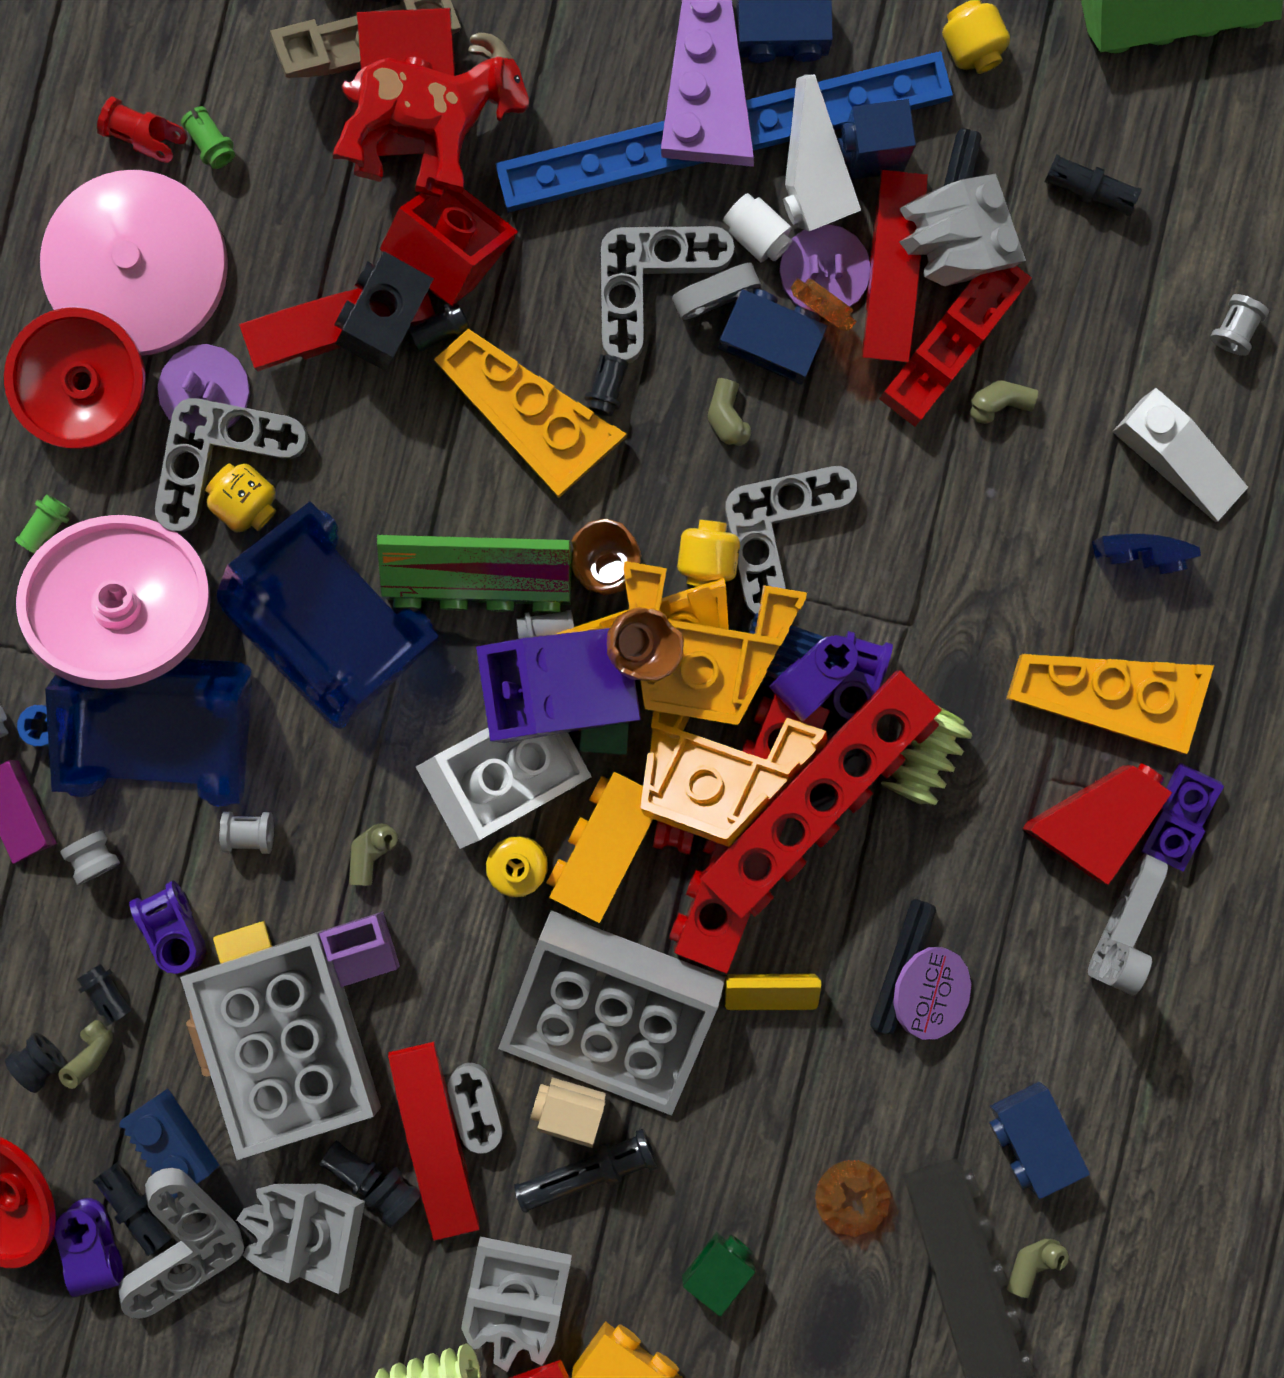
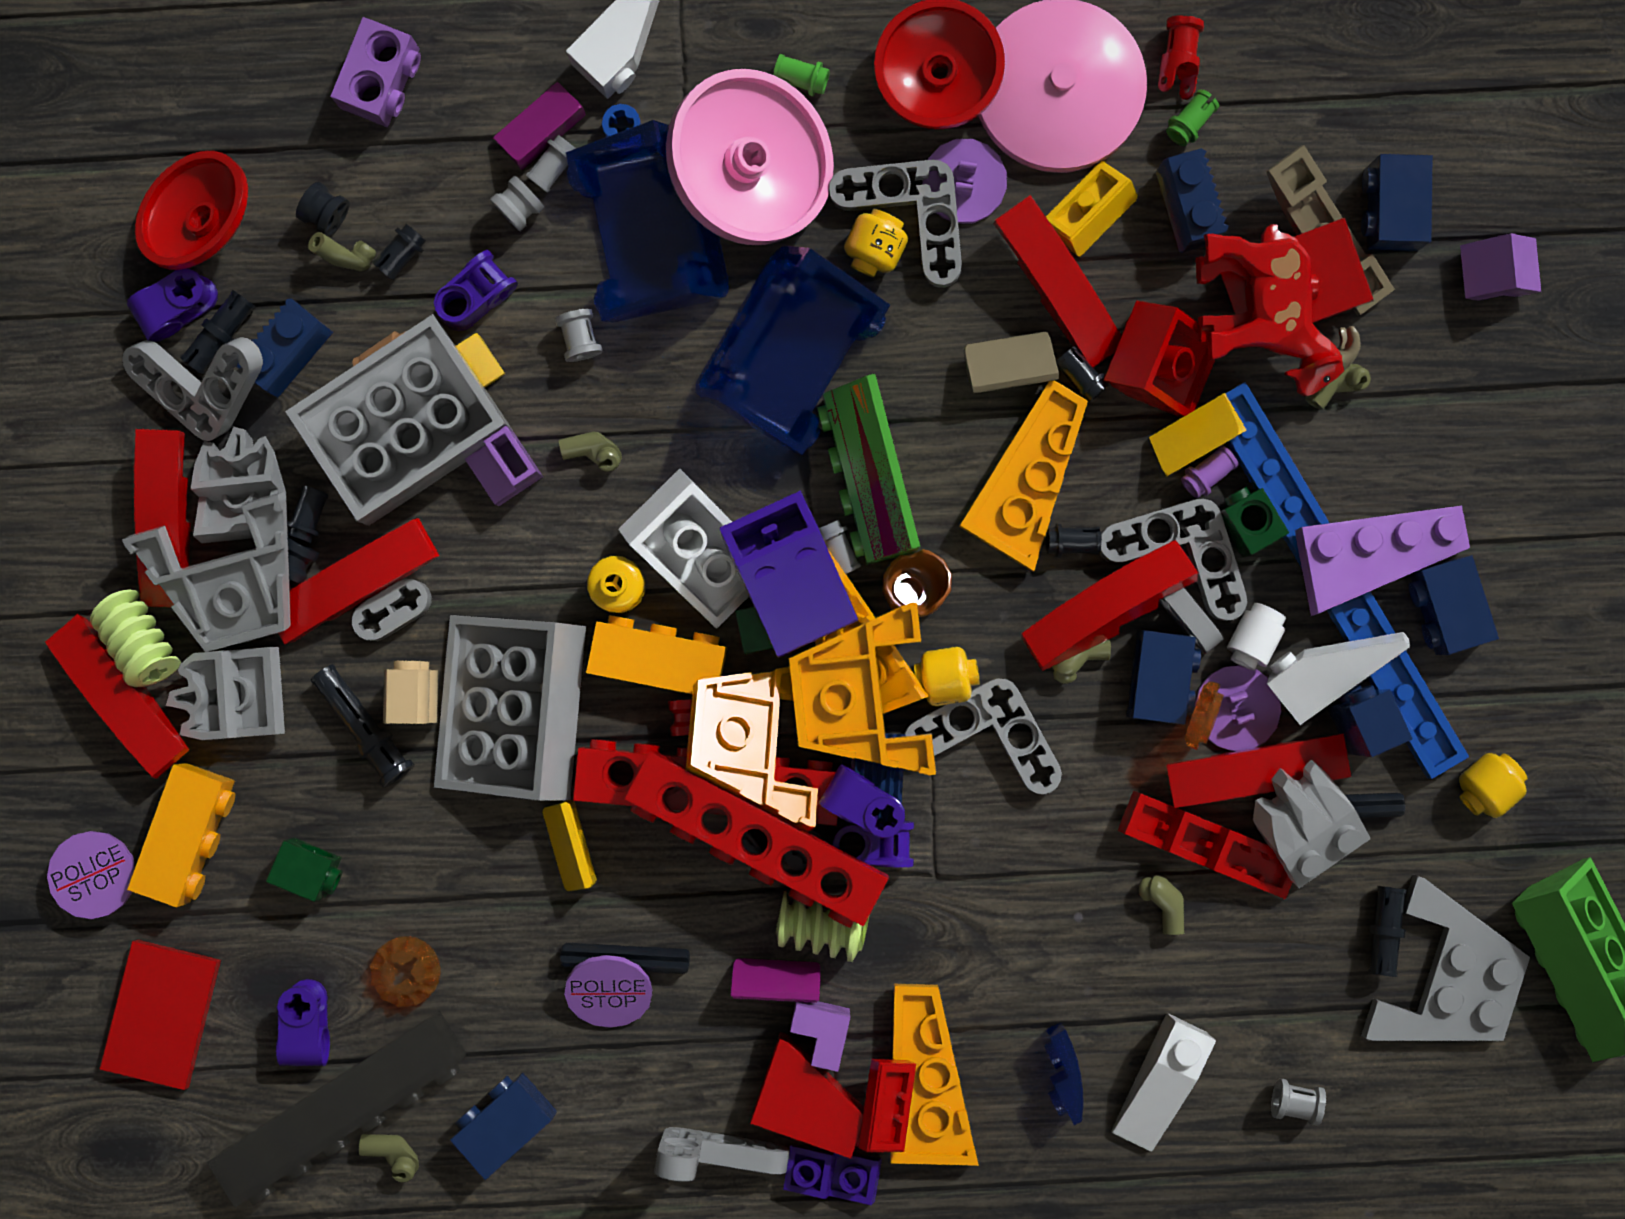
camera: 80 degrees right, 0 degrees up
(58, 810) = (551, 163): none -> light grey pin
(269, 266) = (1092, 207): none -> yellow slope
(291, 163) = (1191, 199): none -> dark blue brick
(310, 1322) = (160, 500): none -> red slope
(398, 288) = (1106, 323): black brick -> none
(406, 397) = (1010, 362): none -> dark tan slope
(413, 1270) = (231, 595): none -> light grey wing
(524, 53) = (1352, 379): none -> olive arm
(535, 228) = (1196, 434): none -> yellow slope
(577, 228) = (1210, 471): none -> medium lavender pin
(644, 645) = (844, 641): dark orange hair -> none
(648, 180) = (1270, 525): none -> dark green brick
(682, 367) = (1108, 604): none -> red slope
(887, 1319) = (303, 1033): none -> dark purple piece
(969, 817) = (776, 980): none -> magenta slope
(1033, 777) = (829, 1028): none -> medium lavender piece
(1129, 739) = (887, 1105): none -> red plate
(1167, 119) = (1469, 982): none -> light grey wing

